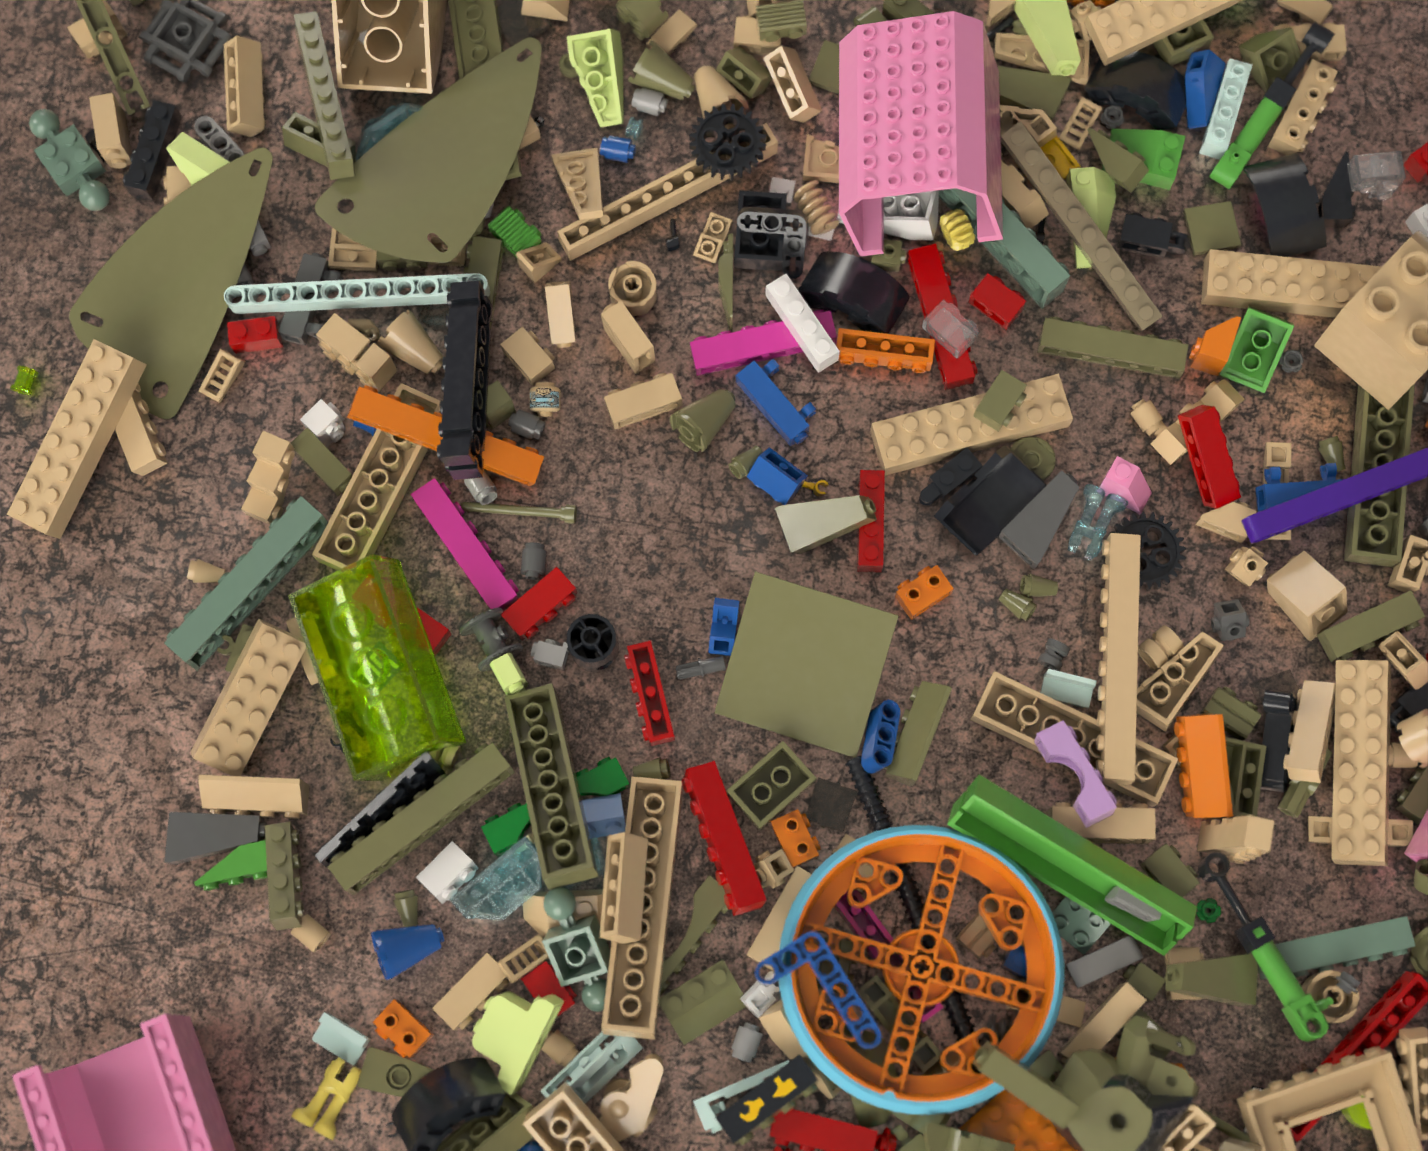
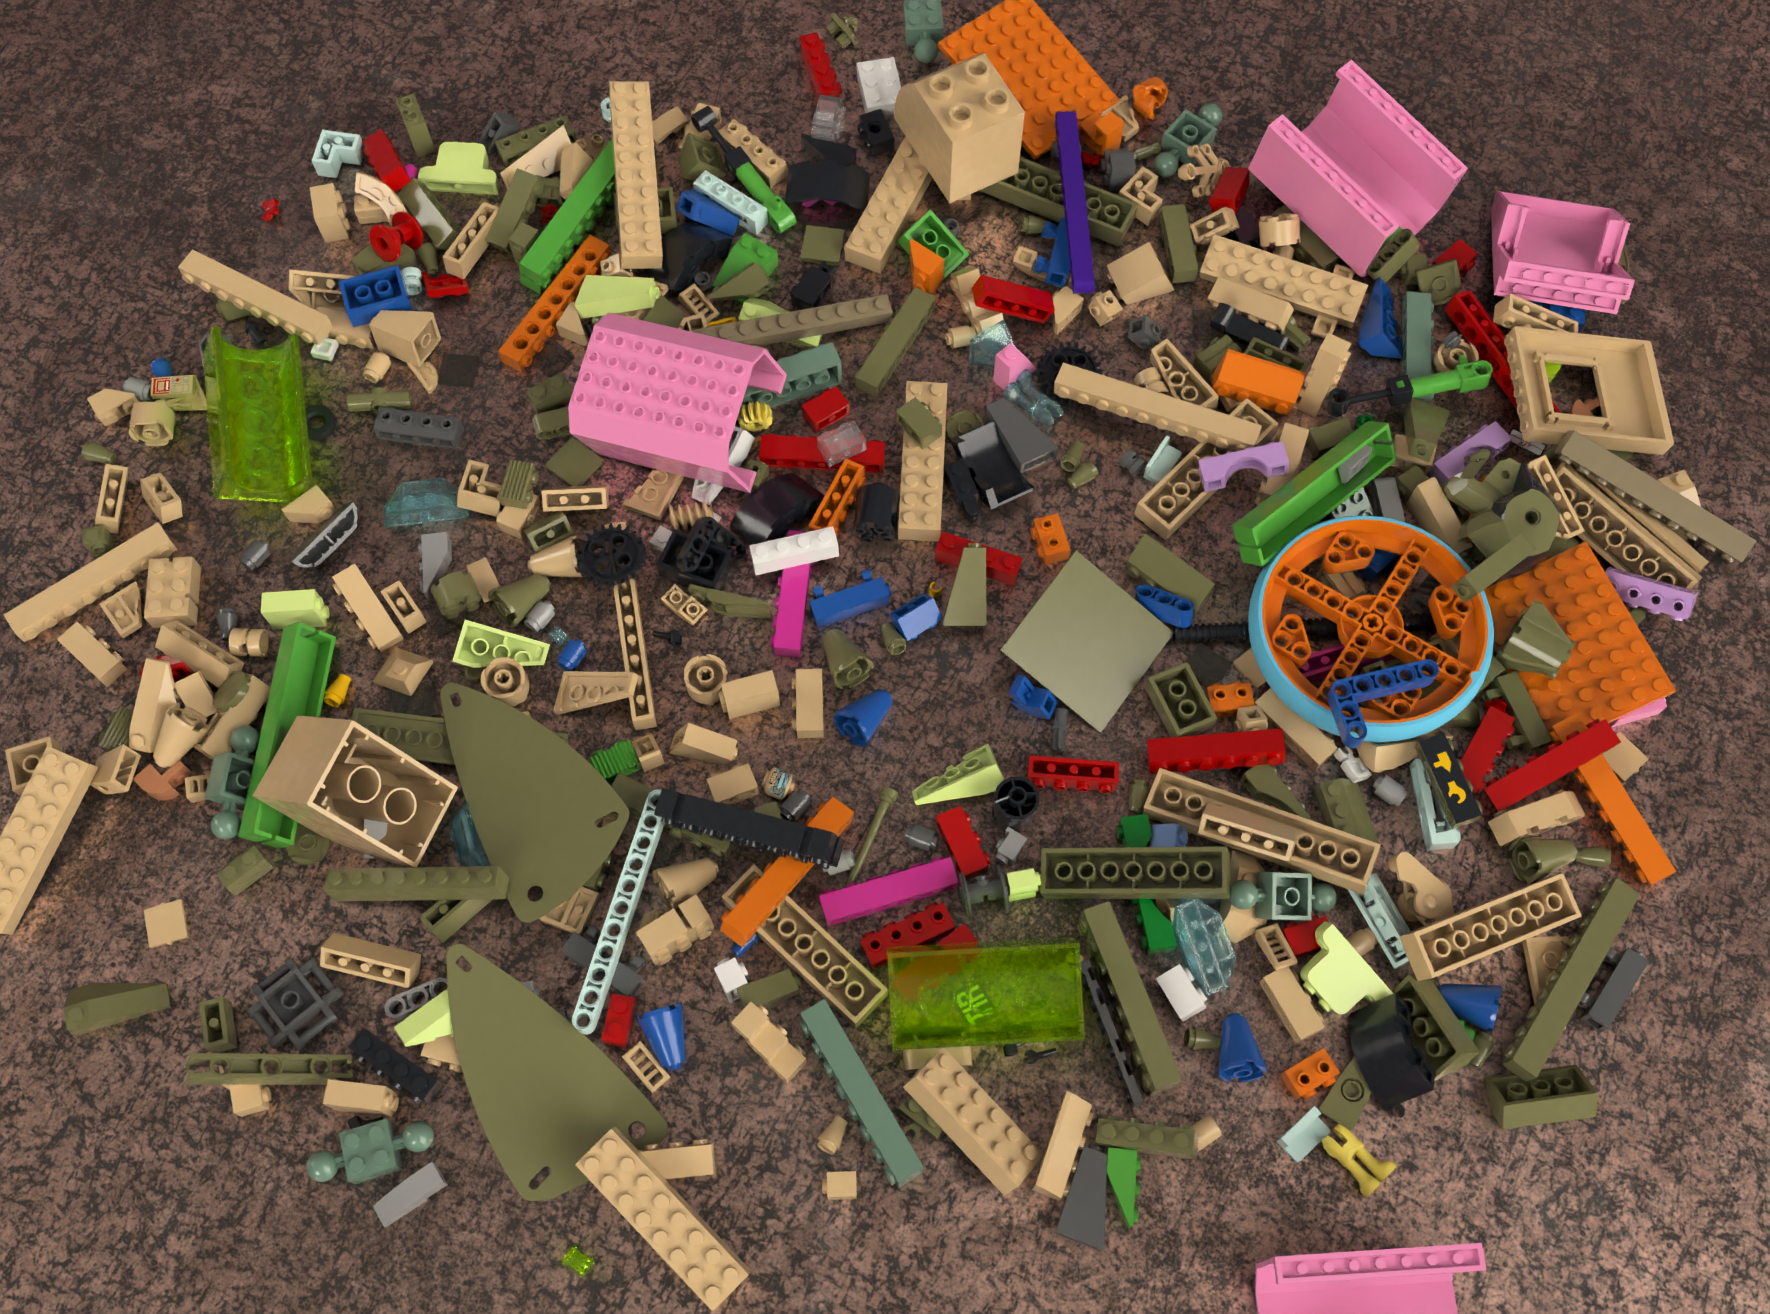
camera: 75 degrees left, 10 degrees down
(43, 211) = (410, 1194): none -> light grey slope
(159, 595) = (840, 1185): none -> tan brick
(254, 380) = (665, 1034): none -> blue cone
(426, 581) = (913, 931): none -> red brick
(567, 84) = (503, 670): none -> tan brick
(613, 590) = (972, 777): none -> yellowish green wedge
(646, 460) = (863, 716): none -> blue cone
(885, 394) = (876, 512): none -> black cylinder
(1143, 451) = (989, 343): none -> clear light blue slope
(1236, 1063) = (1488, 437): none -> lavender arch
(1345, 896) = (1378, 325): none -> blue wedge
(1381, 246) = (876, 132): none -> black brick

